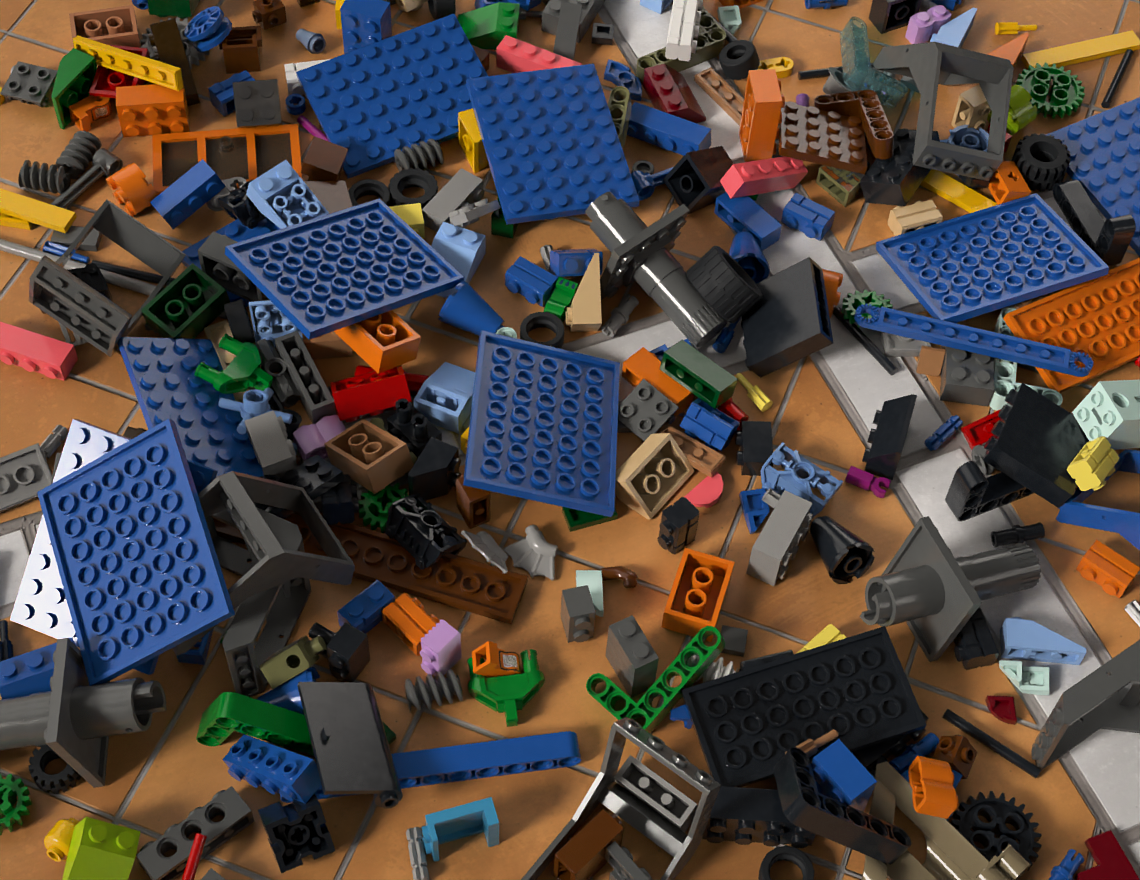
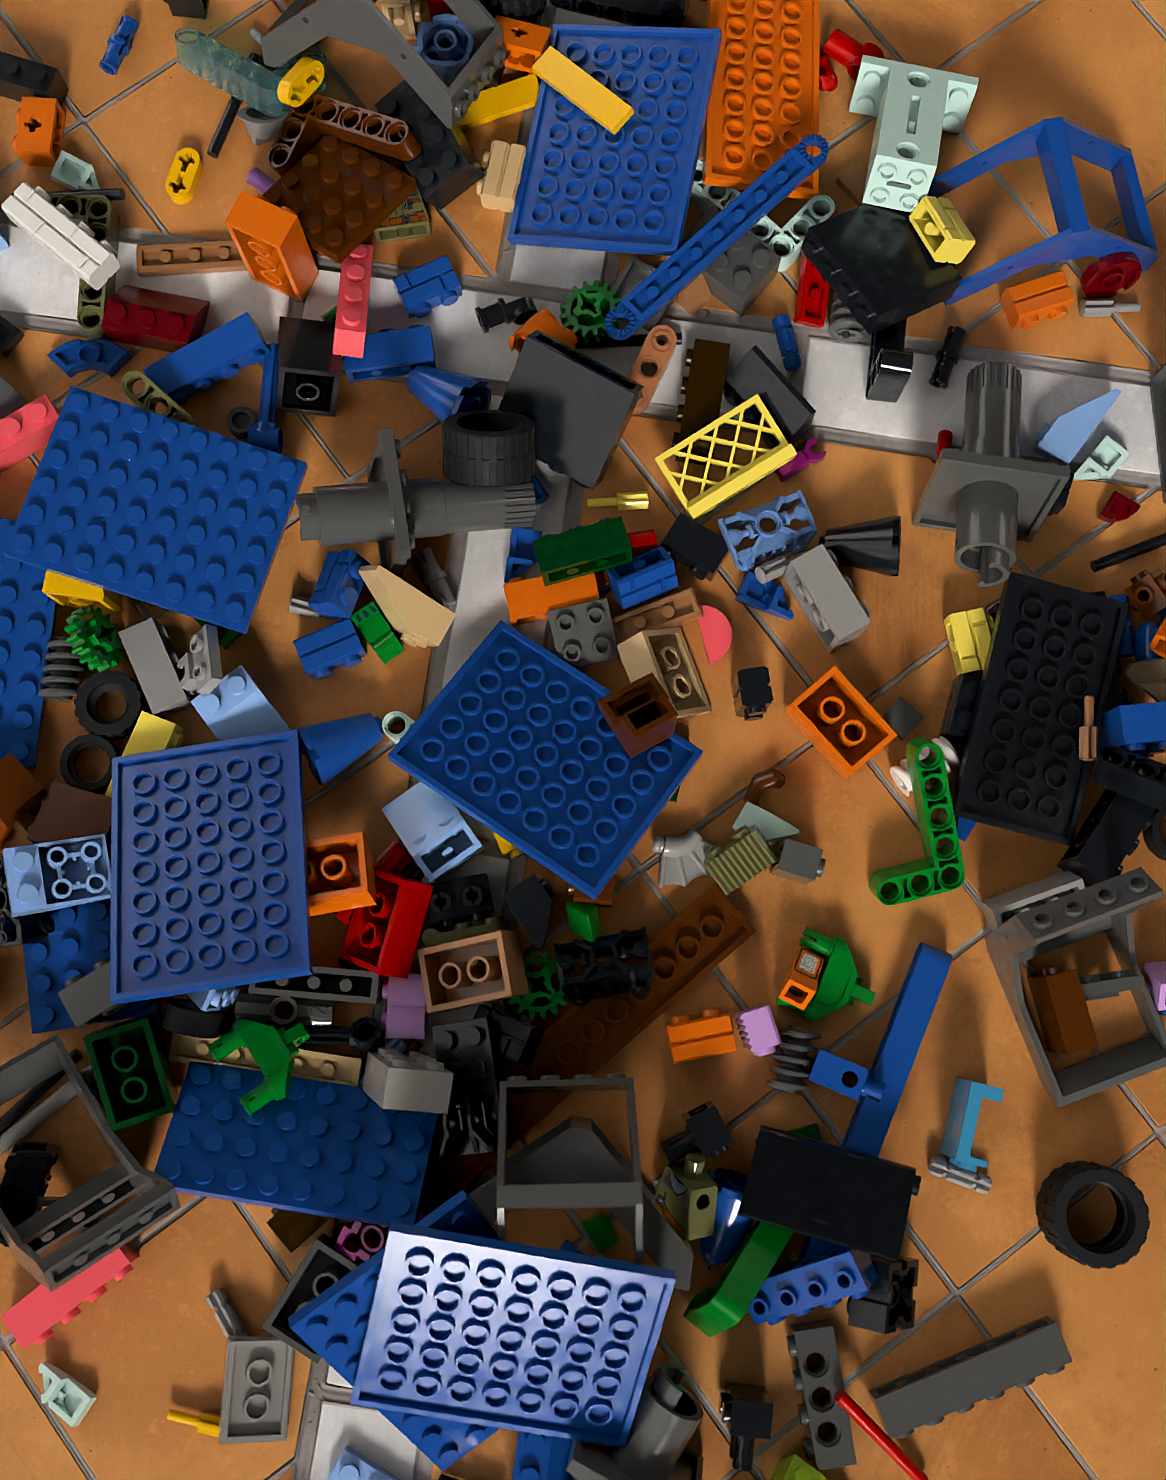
camera: 55 degrees left, 25 degrees up
(148, 784) = (748, 1416): none -> black brick
(254, 404) = (337, 1078): medium blue bar -> none
(366, 608) = (659, 1077): blue brick -> none
(440, 728) = (830, 1070): none -> blue torso
(448, 157) = (94, 638): none -> green gear
(448, 501) = (584, 920): none -> green slope
(488, 548) = (660, 907): light grey arm -> none
(543, 320) = (397, 661): black tyre -> none
(551, 577) = (740, 858): none -> olive brick
(609, 454) = (639, 714): none -> reddish brown plate
(631, 656) = (881, 838): dark grey brick -> none
(738, 59) = (134, 207): black tyre -> none
(824, 446) = (741, 479): none -> light yellow fence
(827, 262) = (515, 311): none -> black connector
(837, 361) = (657, 356): none -> nougat piece
(855, 402) = (703, 394): none -> dark brown brick
(875, 84) = (300, 82): none -> yellow beam
(1004, 225) = (582, 90): none -> yellow tile

